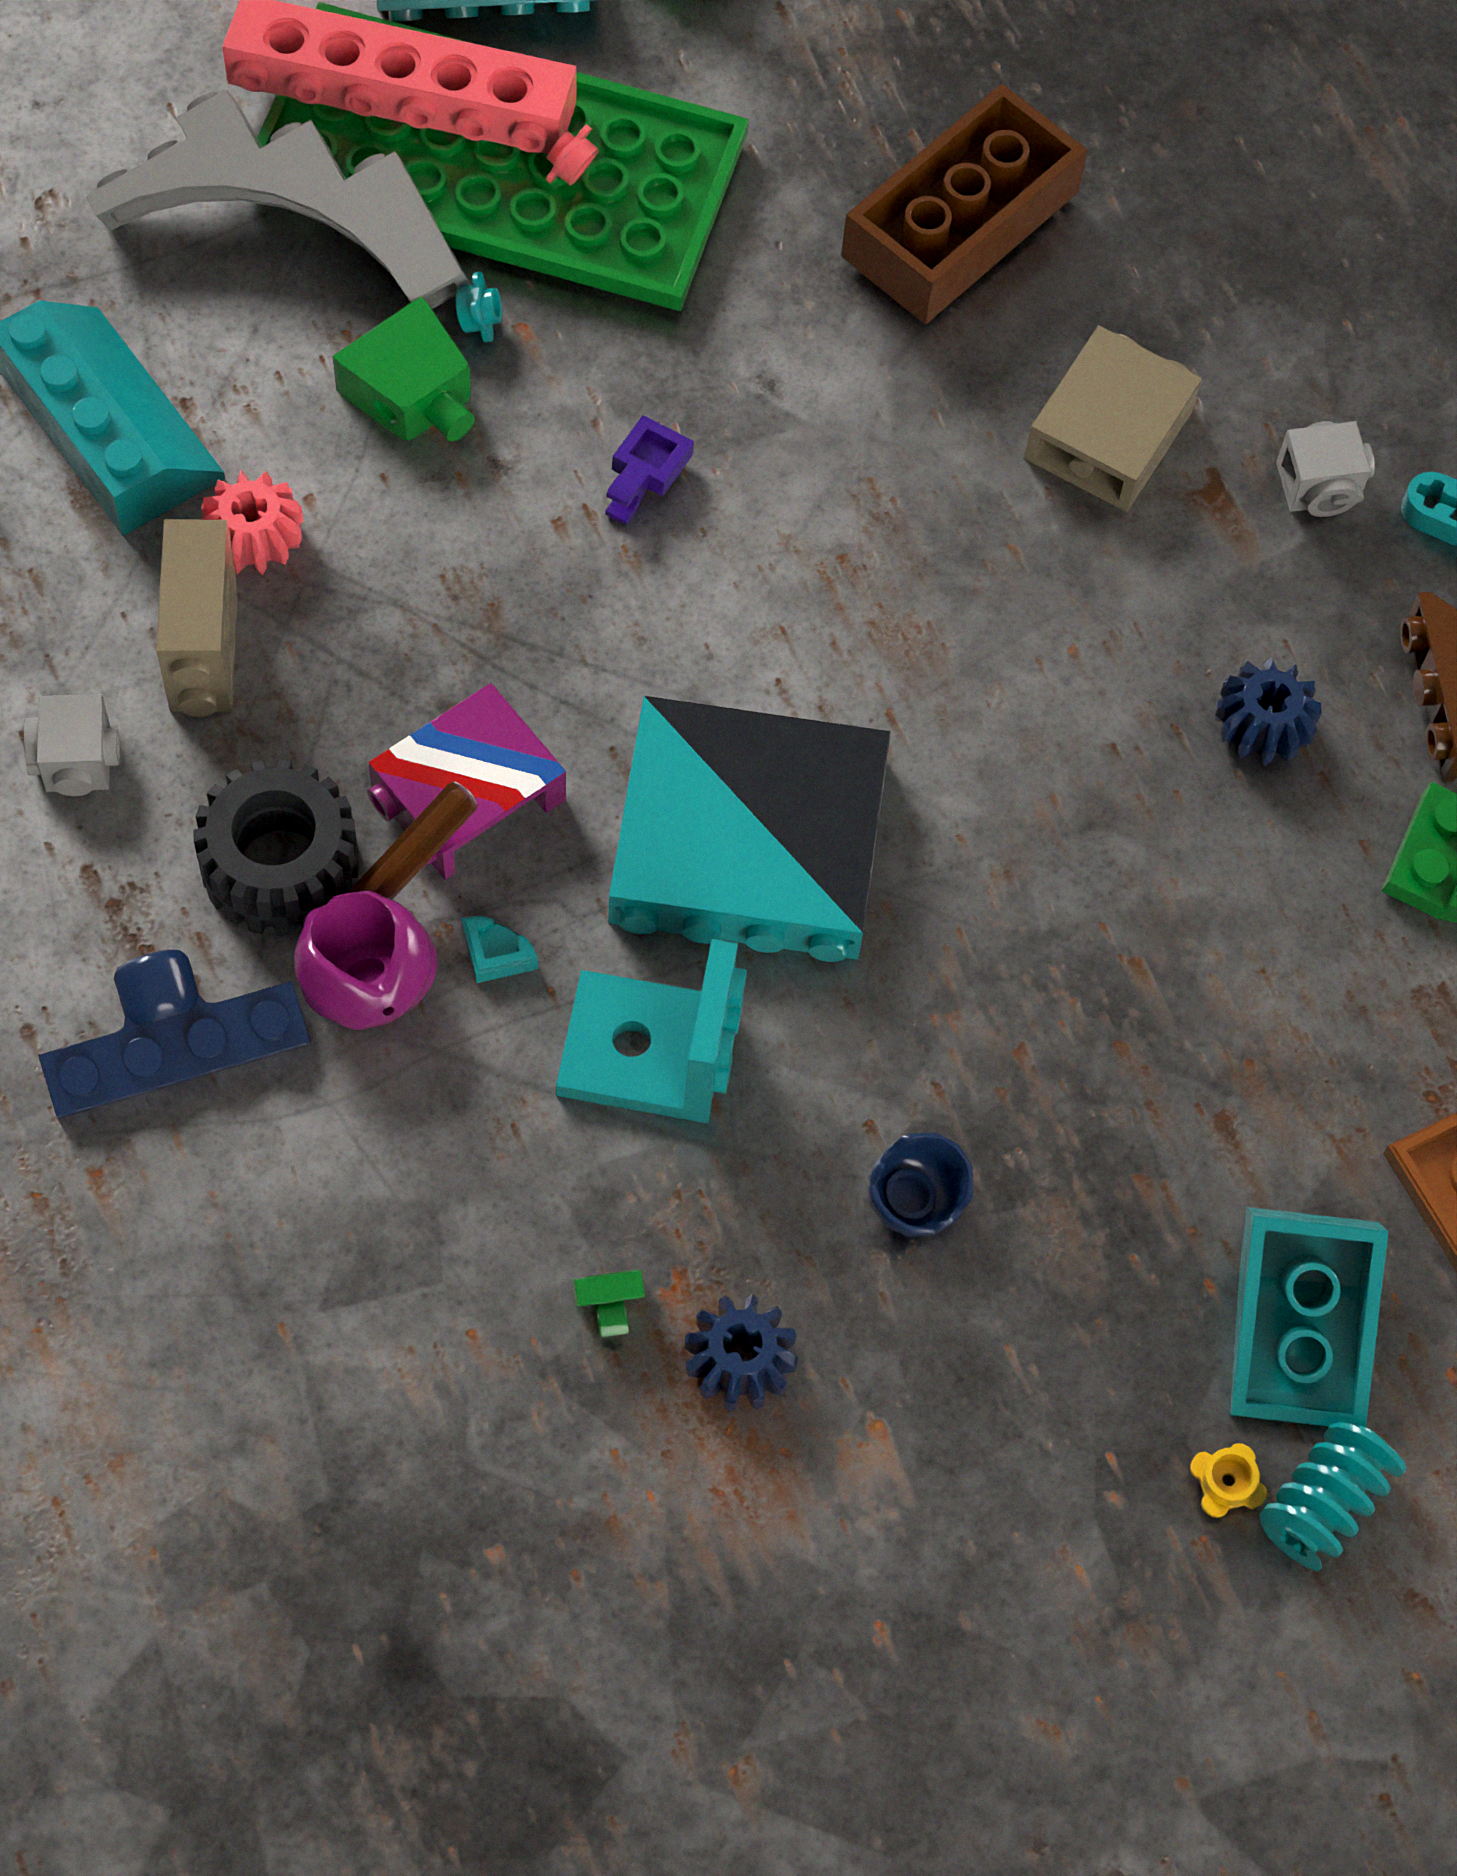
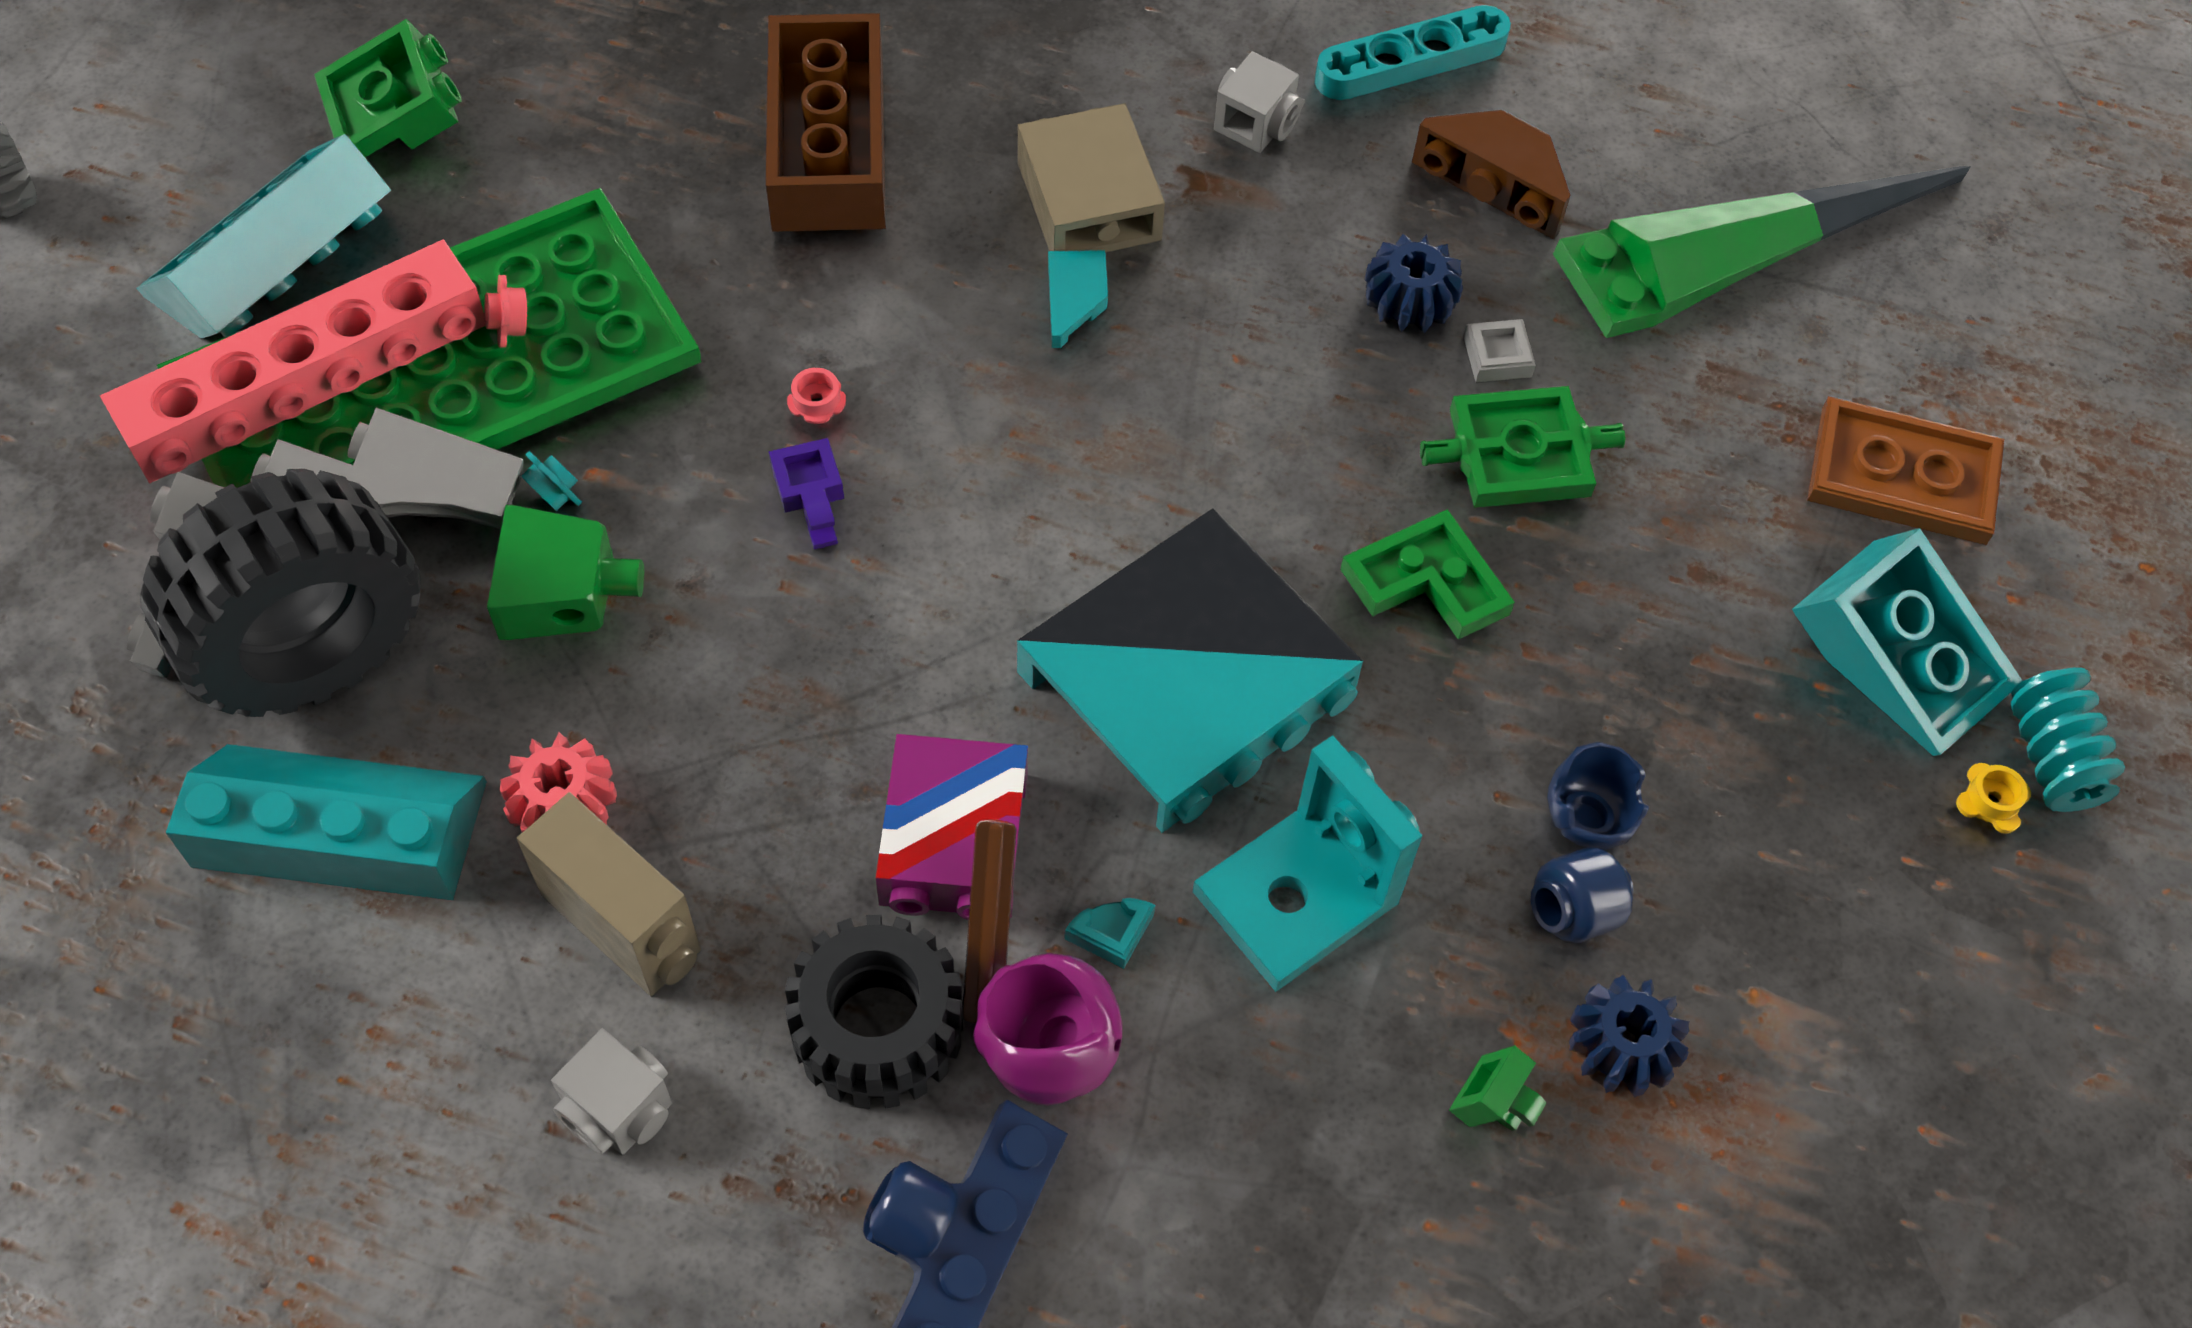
camera: 45 degrees left, 5 degrees down
(203, 229) = (280, 592): none -> black tyre
(727, 393) = (815, 384): none -> coral plate
(827, 1236) = (1582, 895): none -> dark blue head
(1007, 493) = (1075, 290): none -> teal tile
(1018, 917) = (1433, 560): none -> green plate
(1196, 904) = (1522, 446): none -> green plate
(1279, 823) = (1499, 350): none -> light grey tile

